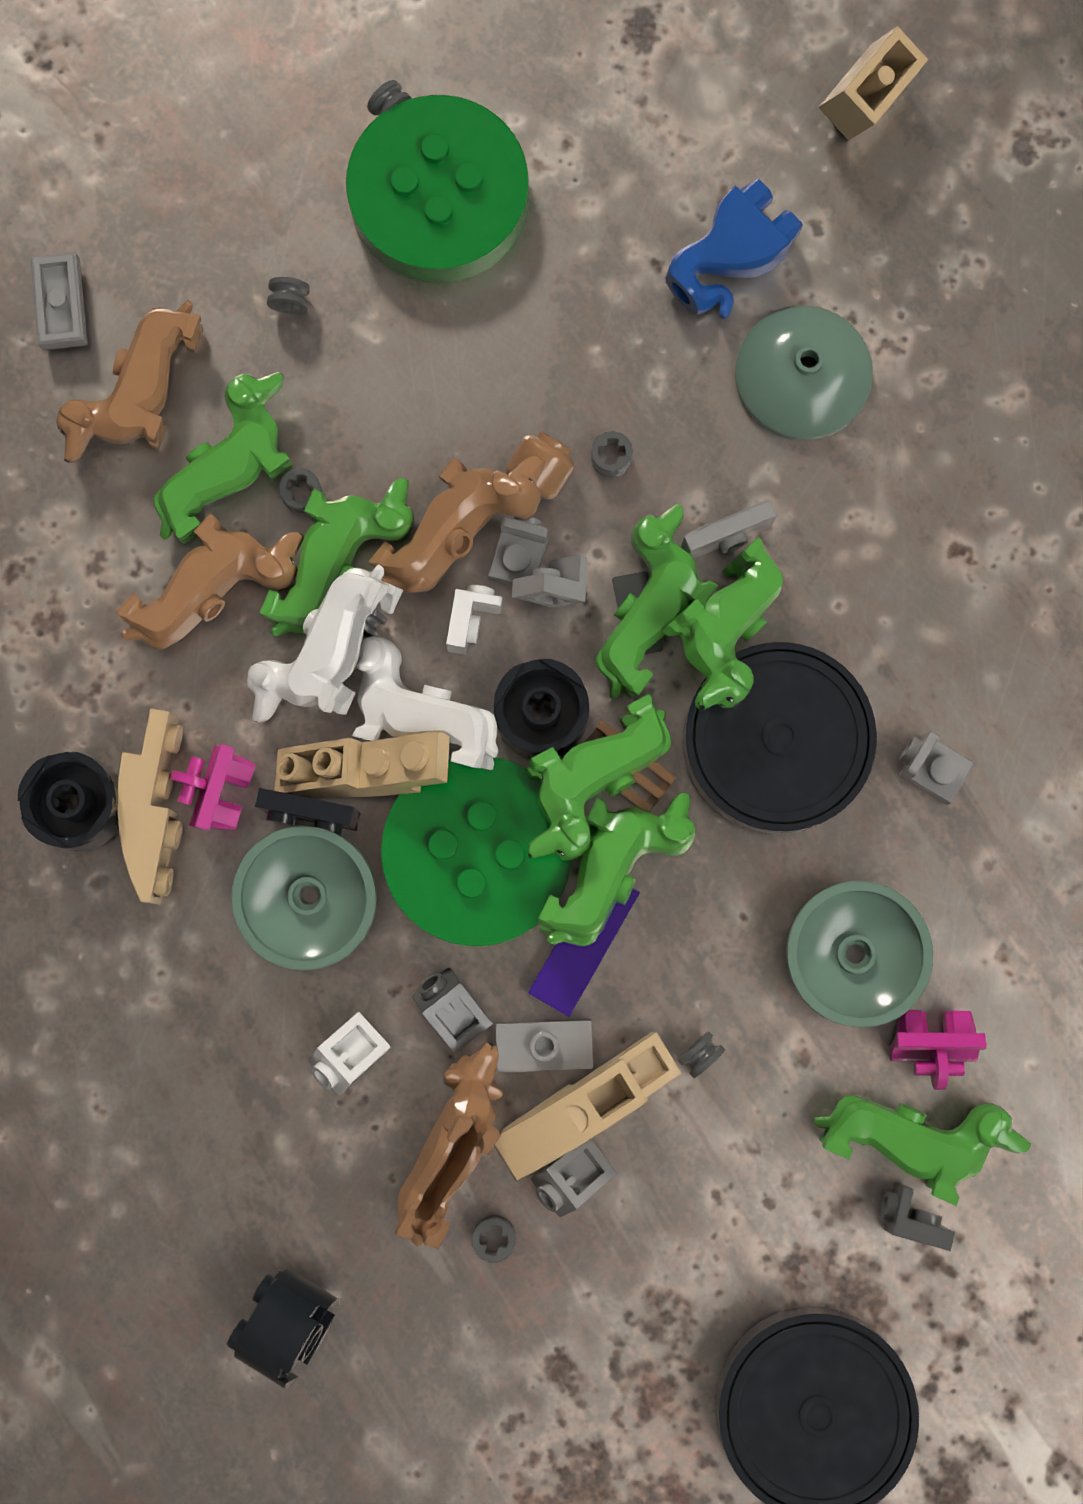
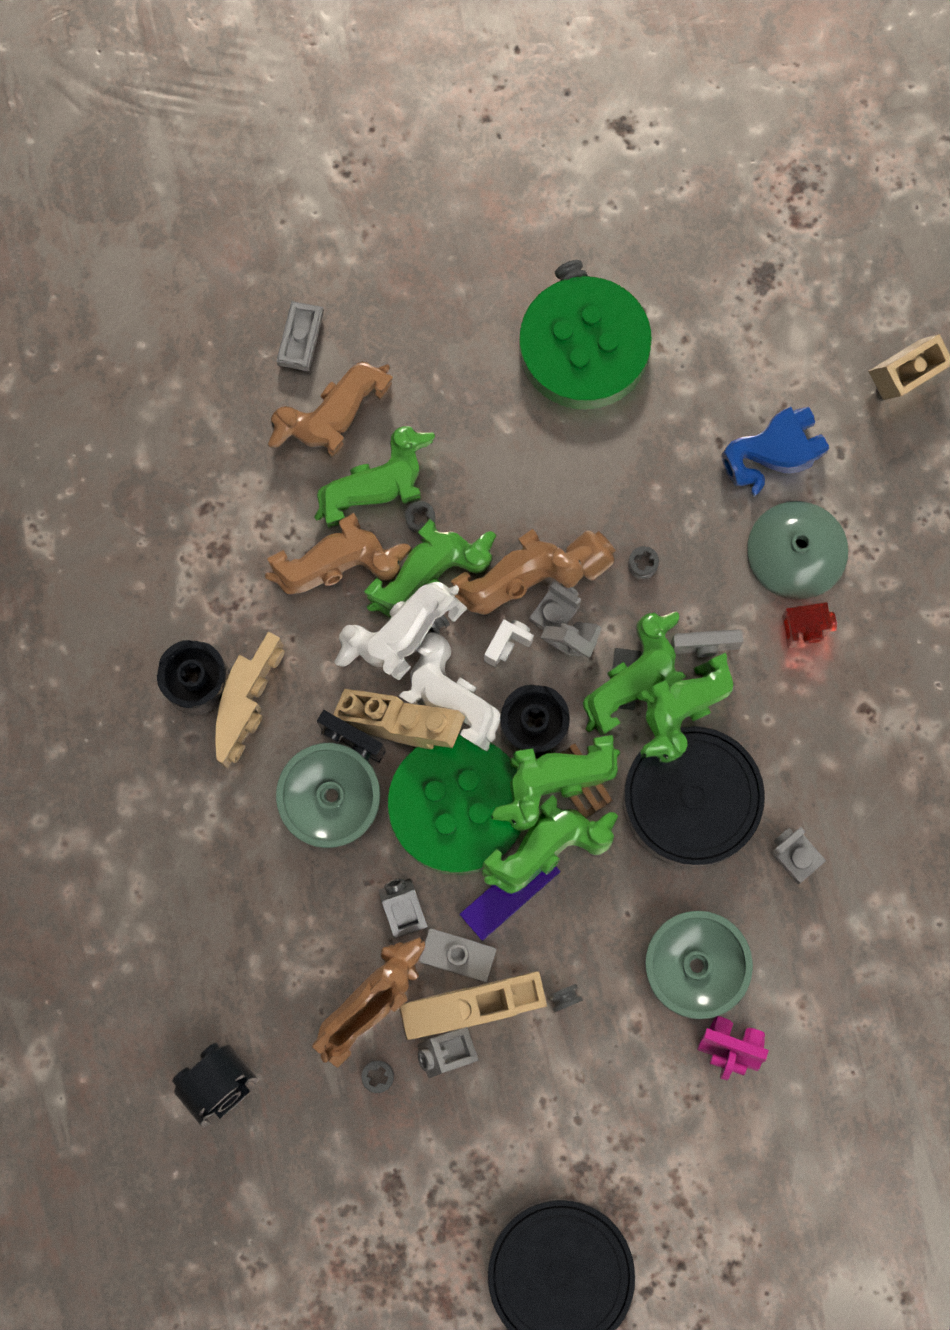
camera: 20 degrees right, 5 degrees down
(222, 768) = (302, 689): dark pink hips -> none
(288, 295) = (457, 382): dark grey bush -> none
(347, 1054) = (320, 913): white bracket -> none
(850, 463) = (808, 623): none -> clear red brick
(918, 1148) = (695, 1115): bright green animal -> none
(921, 1227) = (680, 1171): dark grey bracket -> none

